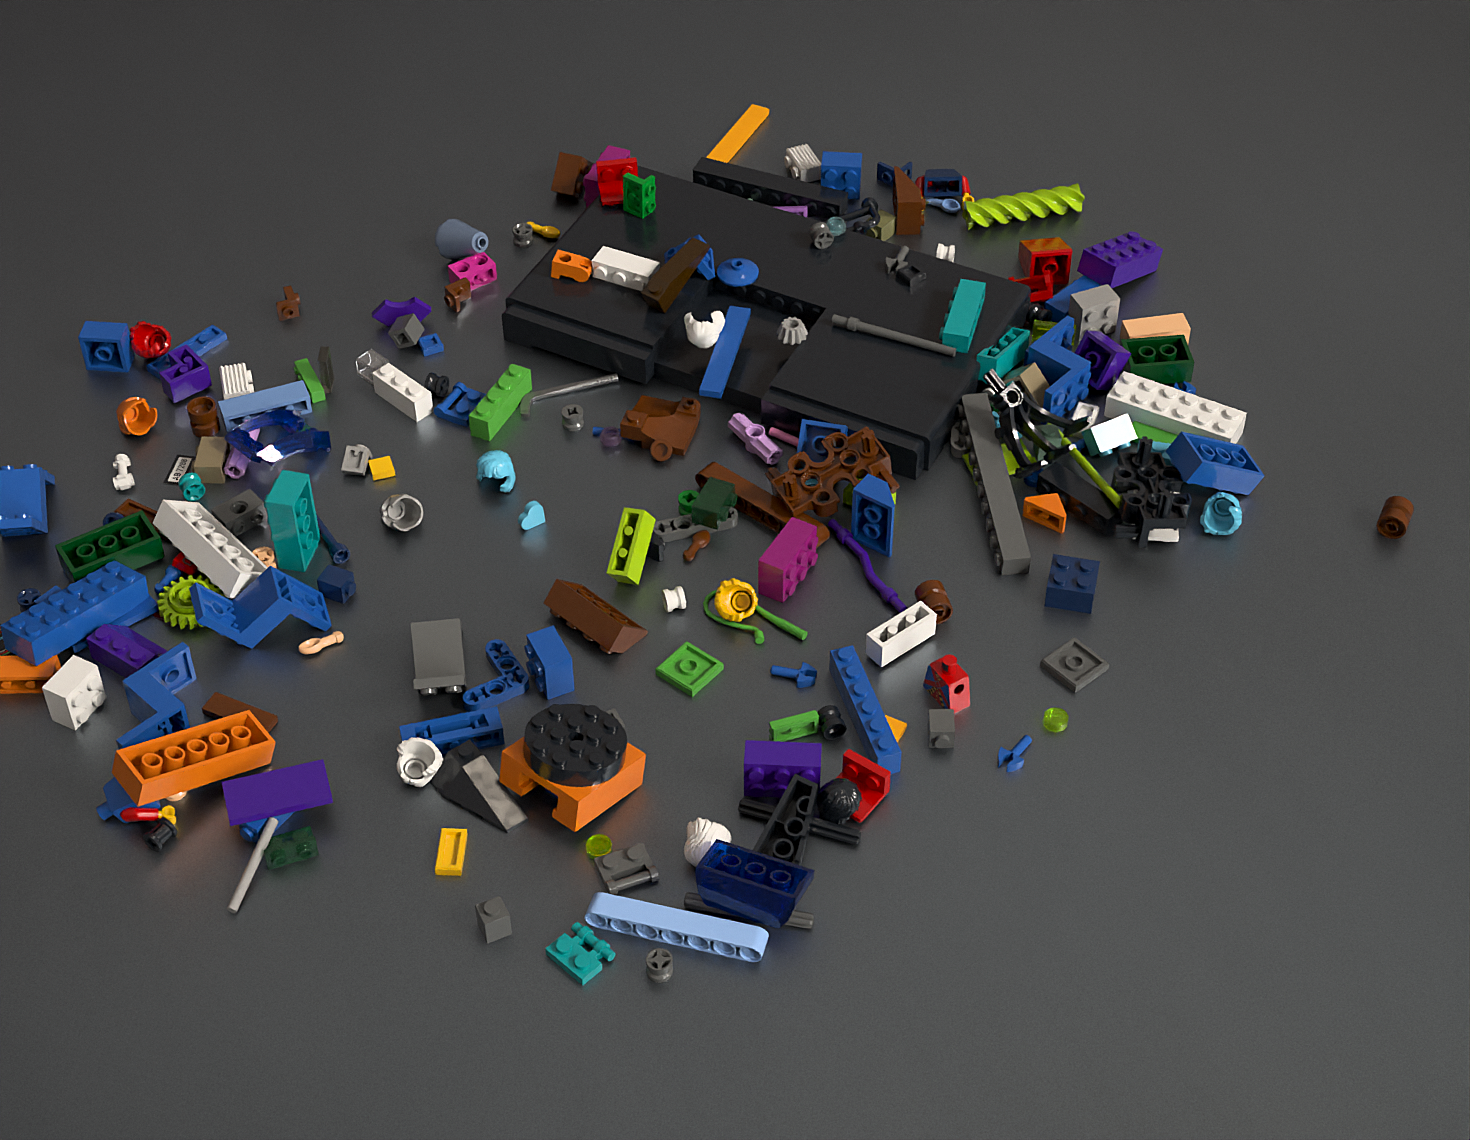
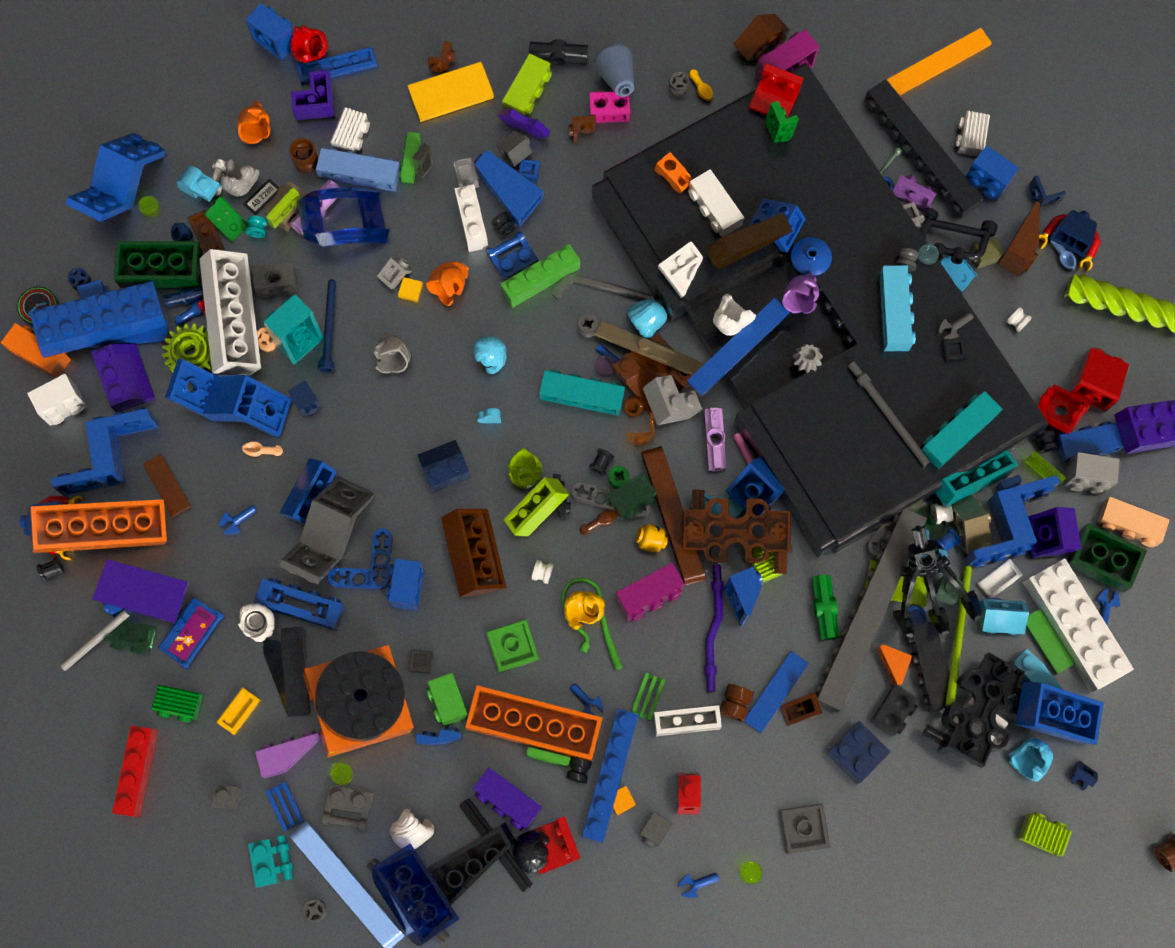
camera: 30 degrees right, 30 degrees up
(66, 522) = (149, 206): none -> clear neon green tile
(104, 477) = (197, 184): none -> medium azure brick
(148, 462) = (238, 178): none -> light grey hair
(154, 492) = (226, 219): none -> green piece
(155, 566) = (183, 296): none -> dark blue pin
(213, 450) = (283, 208): none -> lime tile
(313, 324) = (450, 91): none -> yellow tile
(334, 707) = (235, 520): none -> blue bar
(354, 811) = (192, 634): none -> door
(378, 948) = (135, 771): none -> red brick
(381, 872) = (177, 703): none -> green brick
(384, 284) = (527, 85): none -> lime brick
(394, 645) = (311, 482): none -> blue brick
(395, 258) = (559, 52): none -> black piece
(415, 443) = (447, 280): none -> orange helmet
(421, 357) = (510, 188): none -> blue slope
(517, 571) = (444, 466): none -> dark blue slope
(525, 861) = (280, 758): none -> medium lavender slope
(563, 898) = (276, 789): none -> blue tile
(596, 534) = (524, 469): none -> lime hair
(605, 462) = (582, 392): none -> teal brick
(624, 382) = (647, 316): none -> medium azure hair
(630, 322) = (681, 267): none -> white wing
(639, 403) = (648, 348): none -> dark tan piece
(662, 725) = (448, 699): none -> bright green brick
(663, 497) = (601, 461): none -> black bush
(669, 771) = (445, 736): none -> blue slope
(687, 465) = (642, 437): none -> clear orange bracket
(693, 425) = (668, 403): none -> light grey brick
(749, 705) = (533, 723): none -> orange brick
(751, 290) = (801, 294): none -> medium lavender helmet
(755, 529) = (651, 538): none -> yellow head
(839, 267) = (896, 308): none -> medium azure brick
(844, 628) = (654, 679): none -> bright green tile
(953, 503) = (825, 607): none -> green piece
(962, 583) = (776, 692): none -> blue tile
(997, 577) = (801, 709): none -> reddish brown slope
(1077, 538) = (890, 707): none -> black brick
(1274, 505) = (1085, 774): none -> dark blue tile
(1280, 561) = (1044, 834): none -> lime brick

